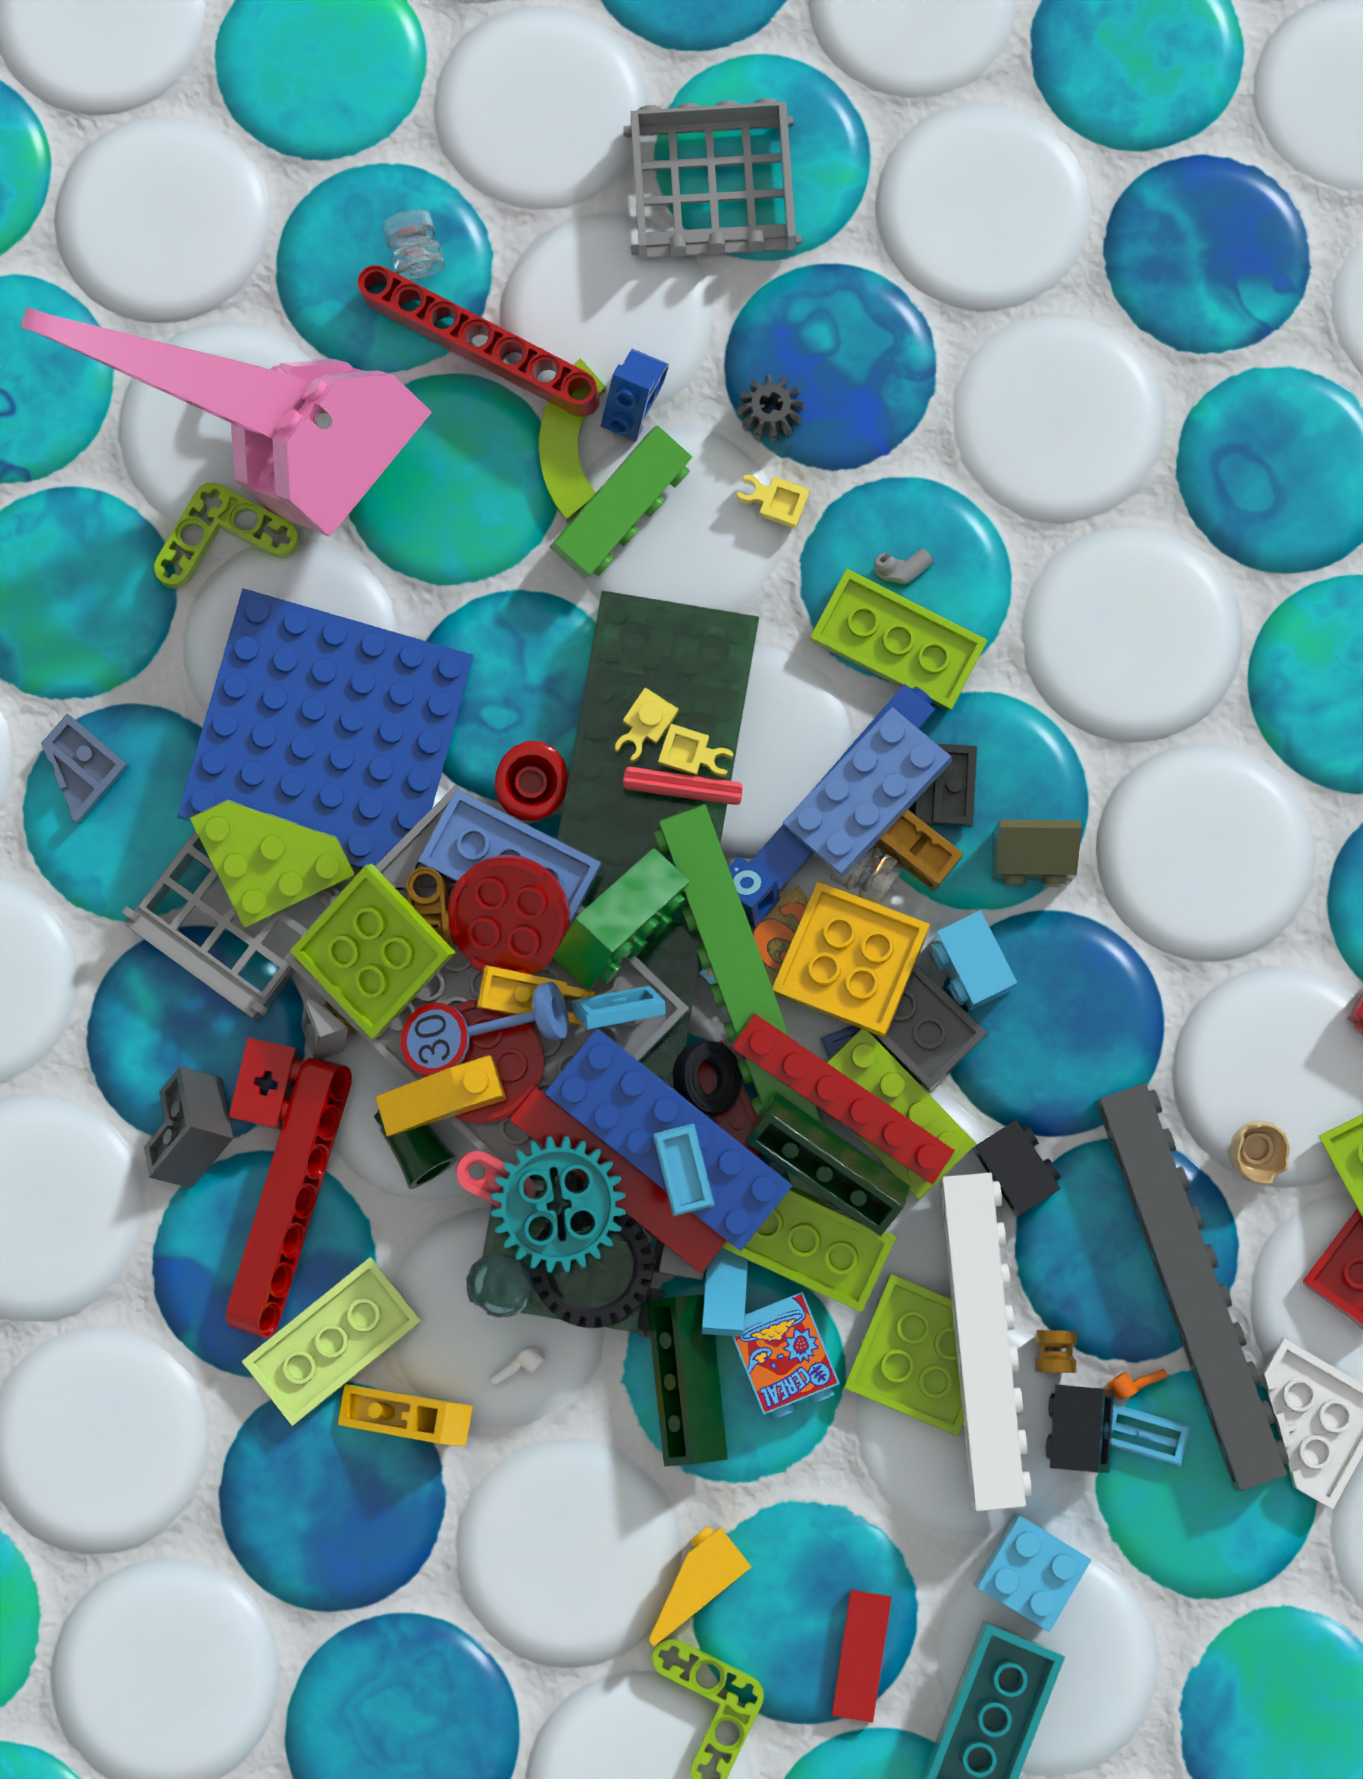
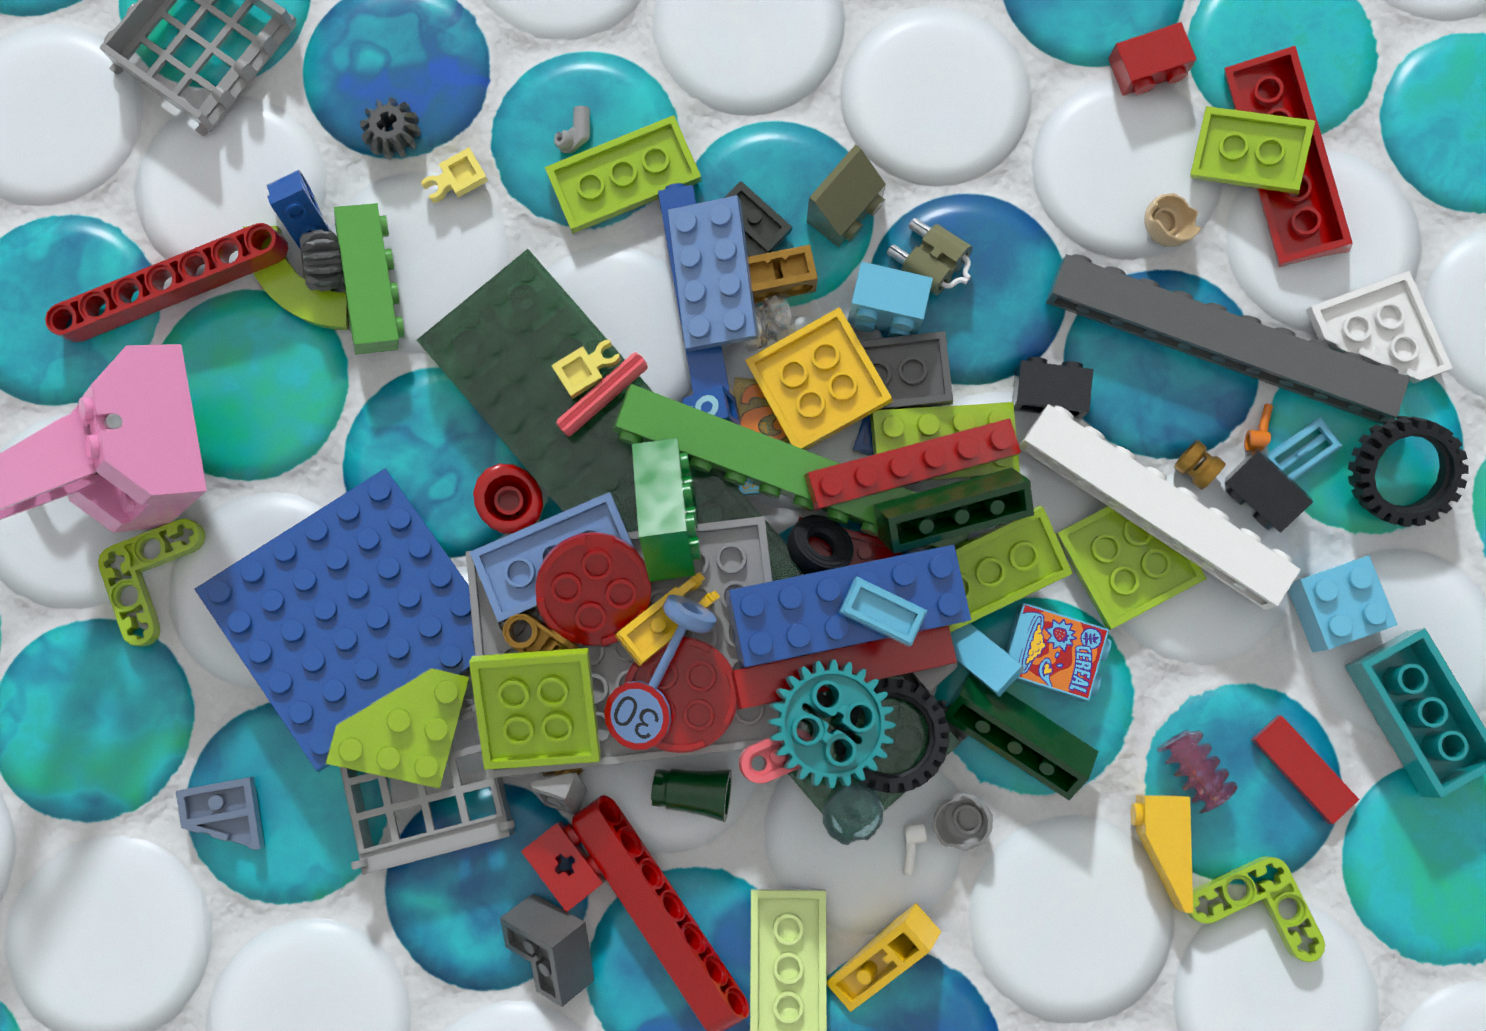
camera: 50 degrees left, 0 degrees up
(411, 239) = (59, 272): clear wheel -> none
(441, 1096) = (683, 745): yellow slope -> none
(572, 1390) = (963, 822): none -> light grey hair
(604, 451) = (321, 260): none -> dark grey gear
(618, 1007) = (725, 563): medium azure tile -> none
(648, 720) = (534, 381): light yellow plate -> none
(783, 1558) = (1199, 769): none -> clear pink piece
(1049, 973) = (936, 257): none -> olive piece
(1183, 1583) = (1440, 494): none -> black tyre

